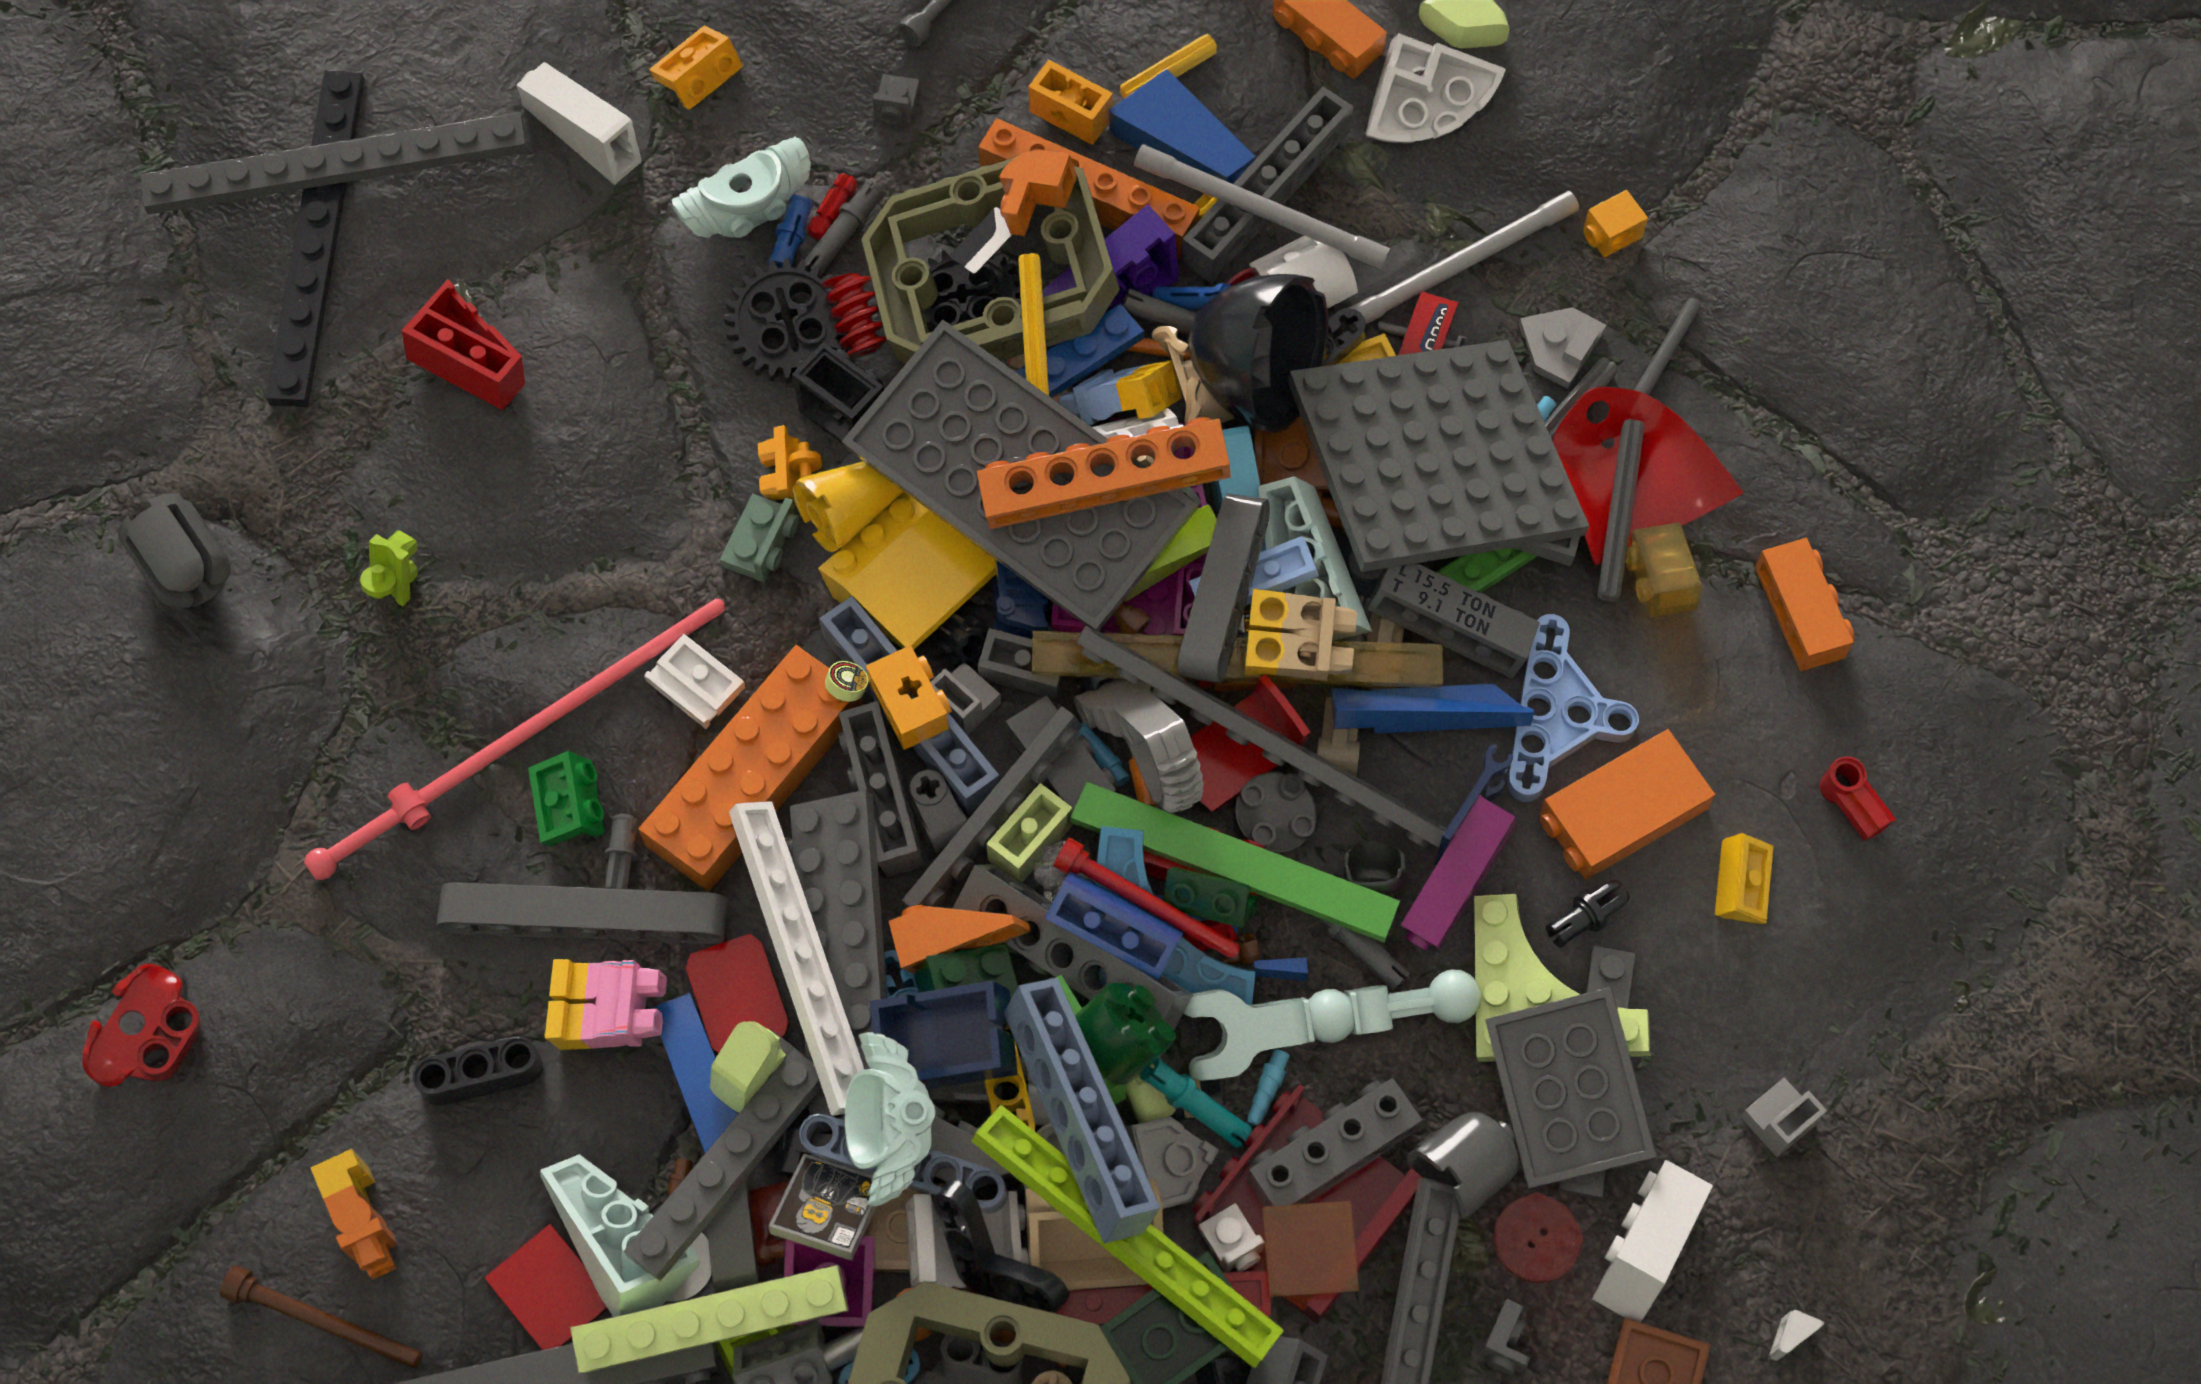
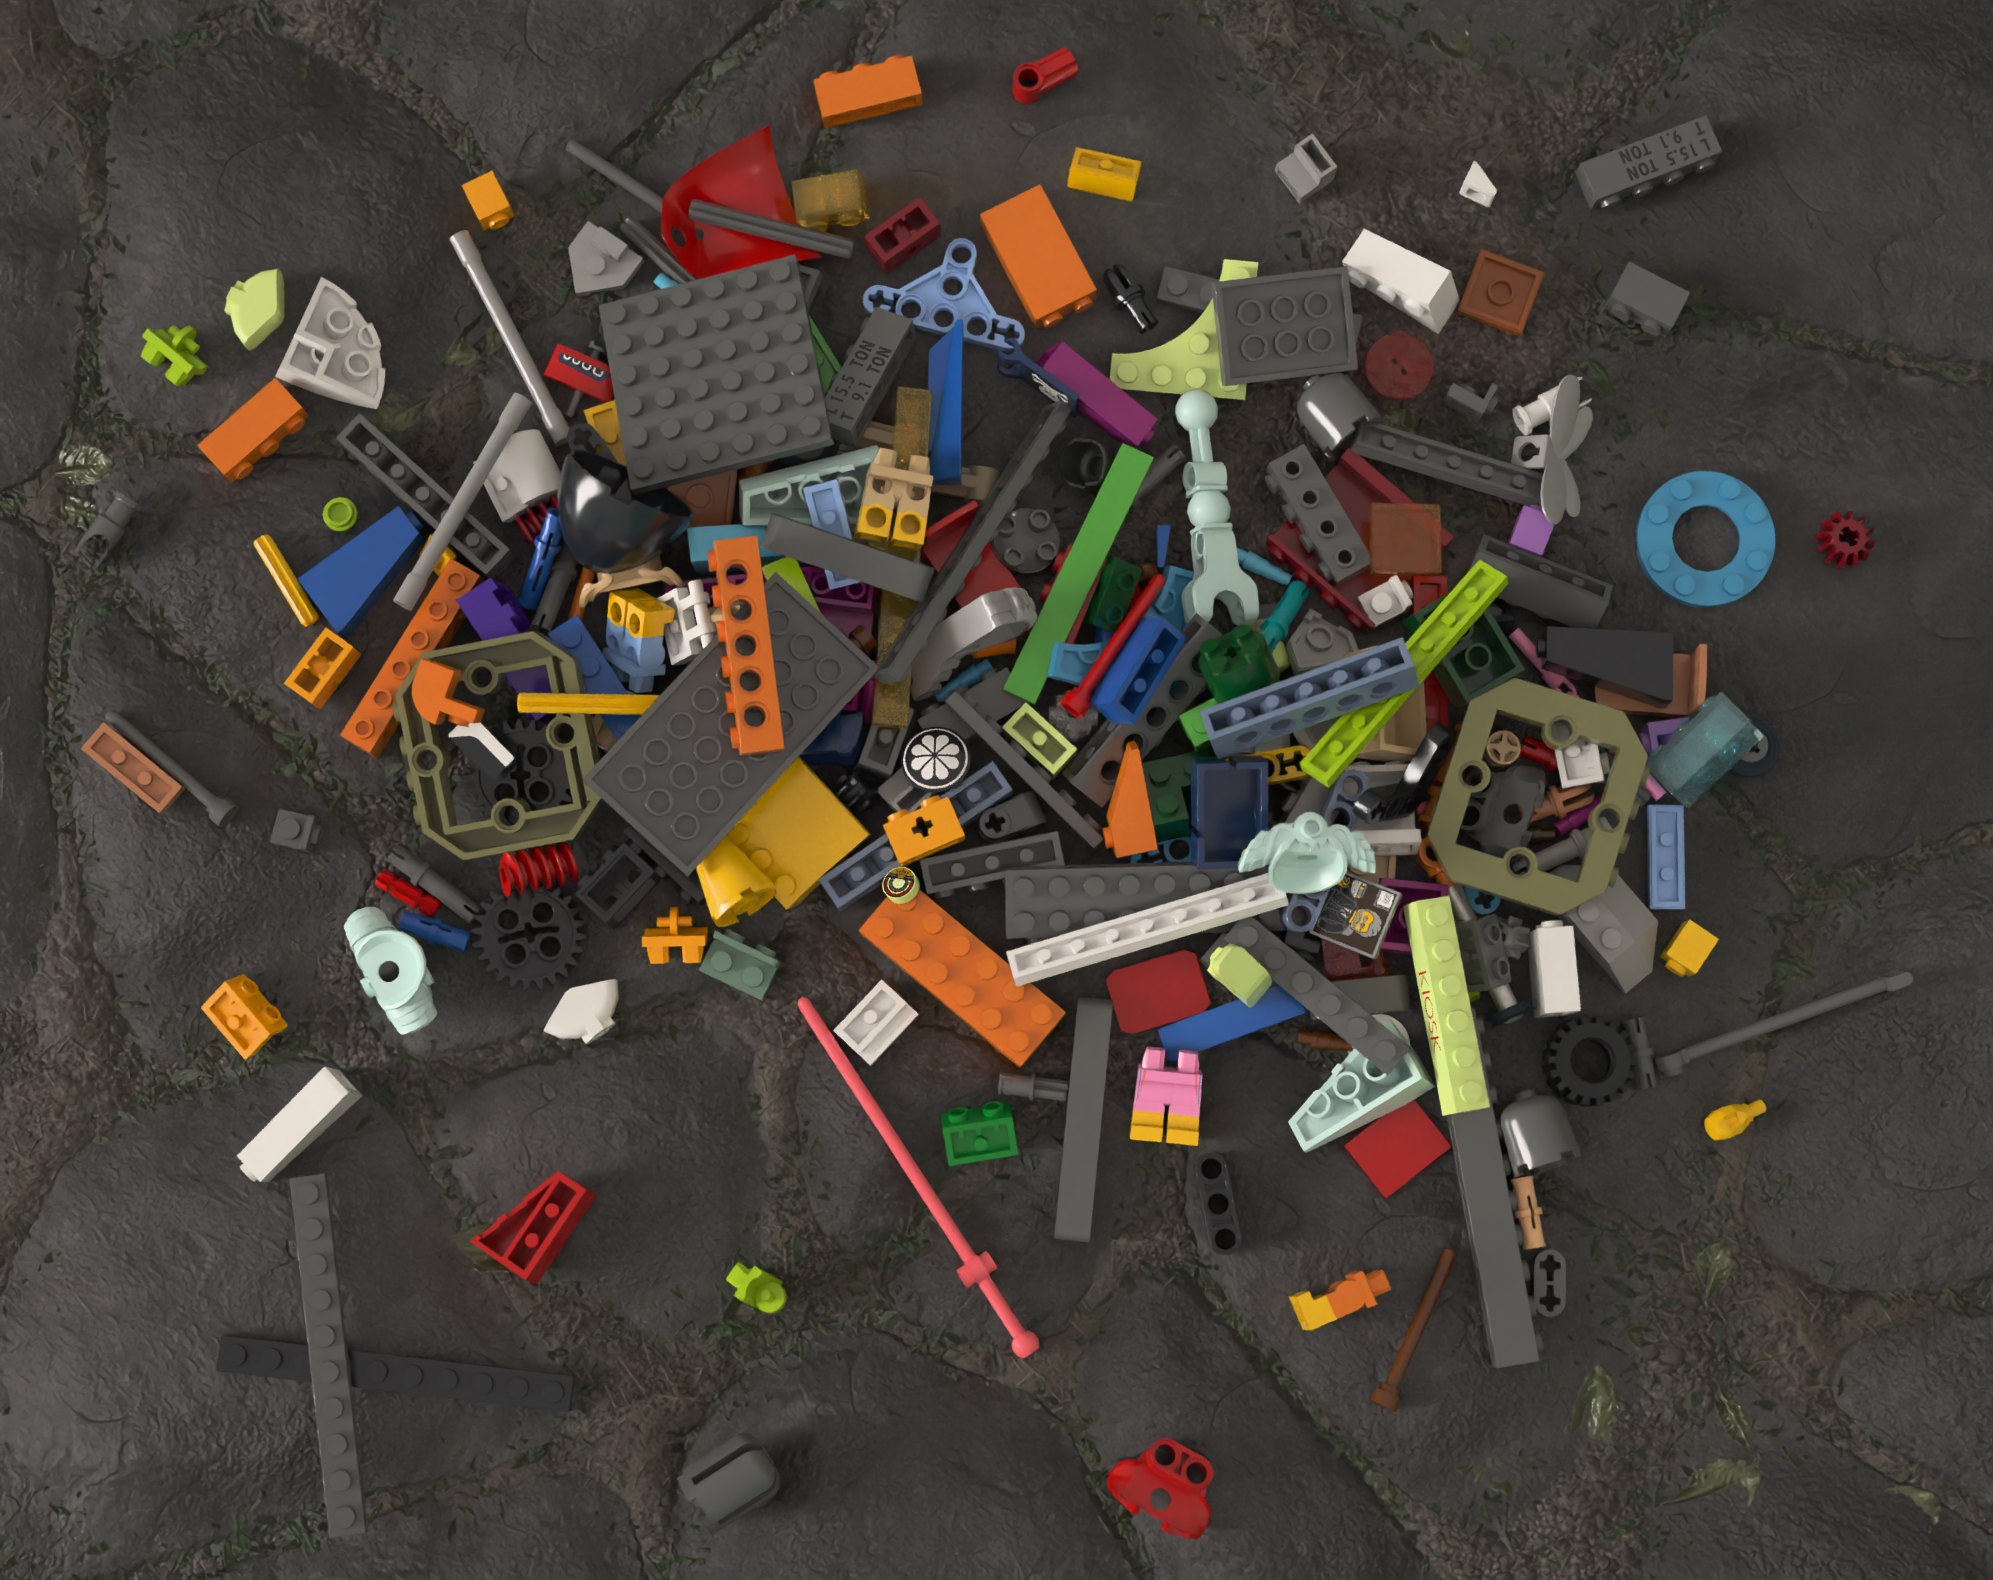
camera: 85 degrees left, 15 degrees up
(702, 381) = (585, 1012): none -> white piece
(997, 711) = (935, 759): none -> dish
(1245, 112) = (340, 514): none -> lime plate
(1631, 648) = (902, 235): none -> dark red brick

